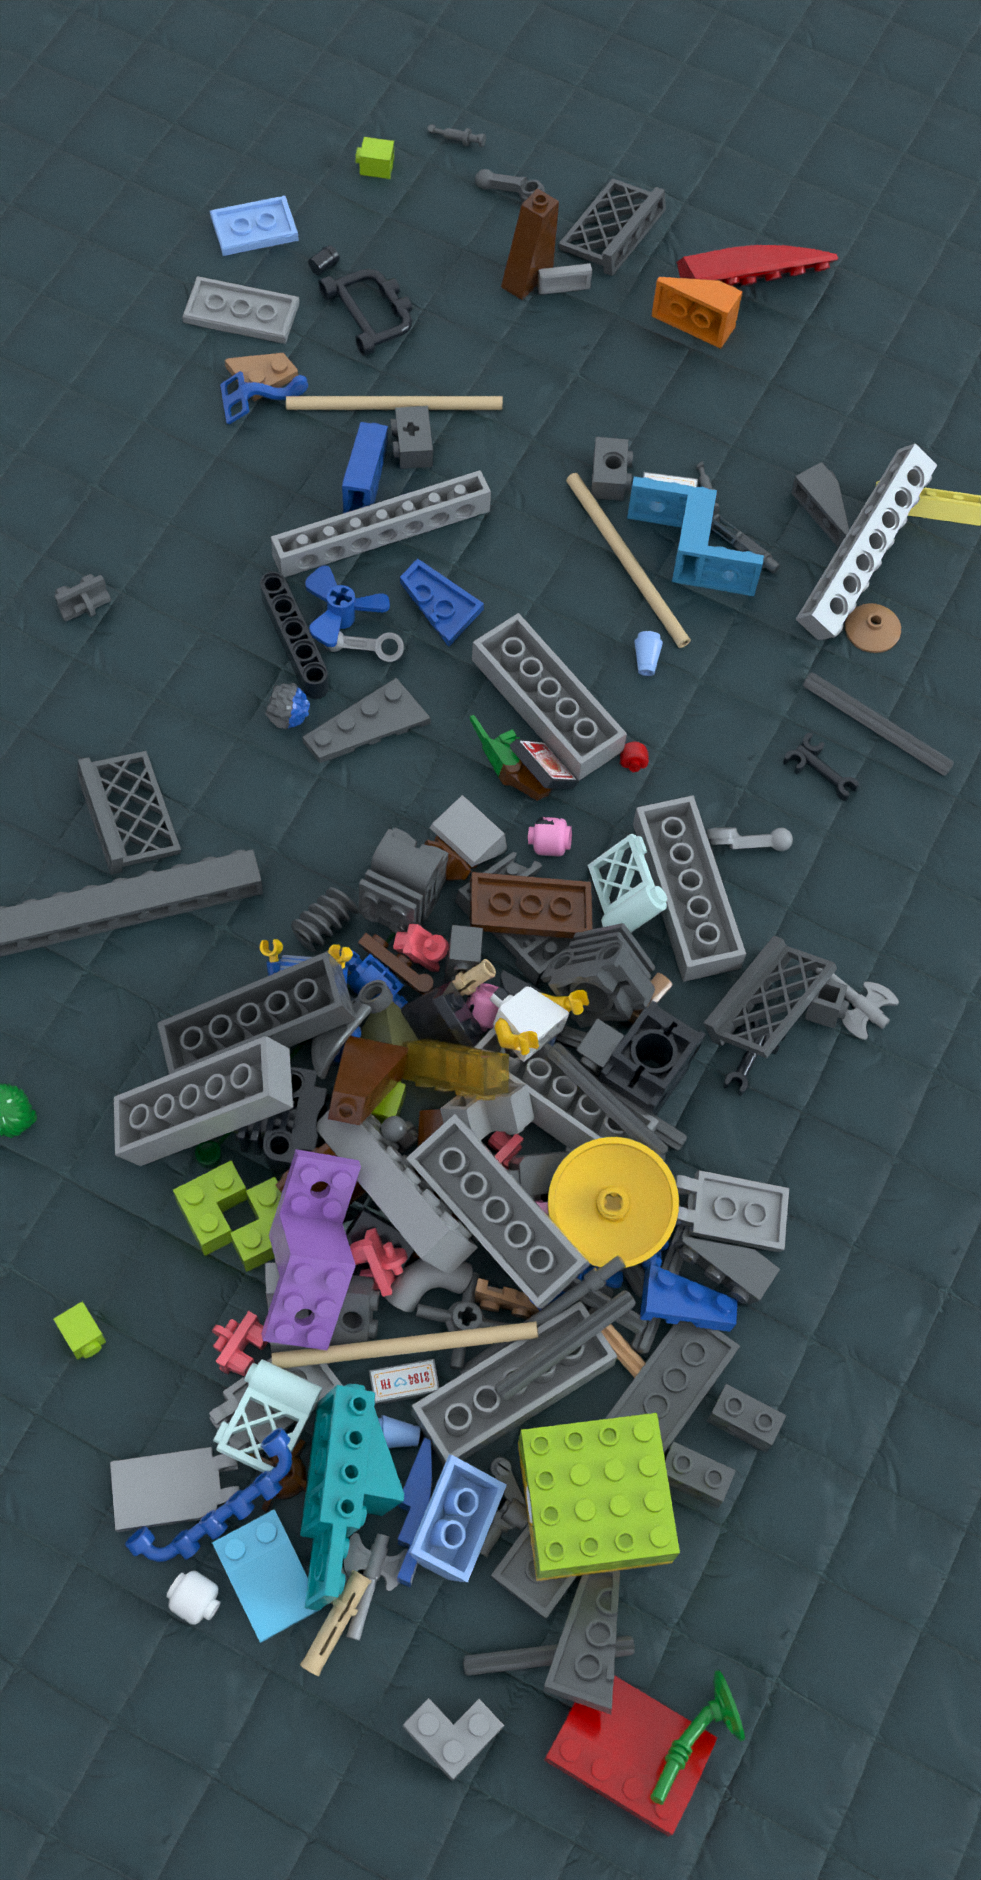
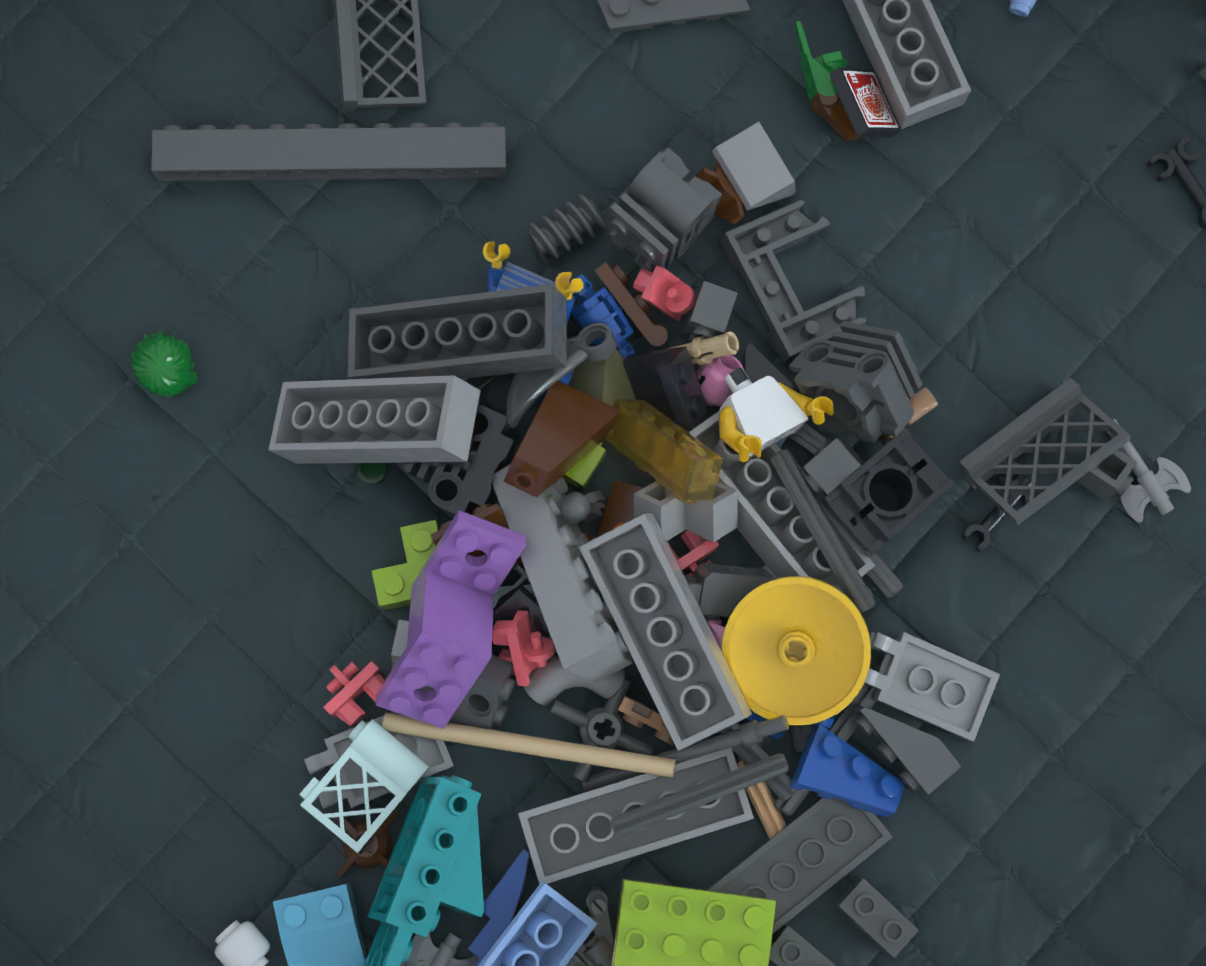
camera: 15 degrees right, 15 degrees up
(80, 1331) = (189, 633): lime brick -> none
(168, 1488) = (245, 826): light grey tile -> none
(205, 1200) = (353, 523): lime brick -> none
(213, 1522) = (281, 877): blue bar -> none
(399, 1433) = (497, 831): light blue cone -> none
(404, 1381) = (520, 777): white tile -> none
(530, 905) = (801, 273): reddish brown plate -> none
(550, 836) = (848, 192): bright pink head -> none
(634, 756) = (974, 114): red piece -> none
(637, 904) = (924, 303): light aqua piece -> none
(697, 904) = (989, 295): light grey brick -> none
(779, 839) = (1048, 239): light grey piece -> none

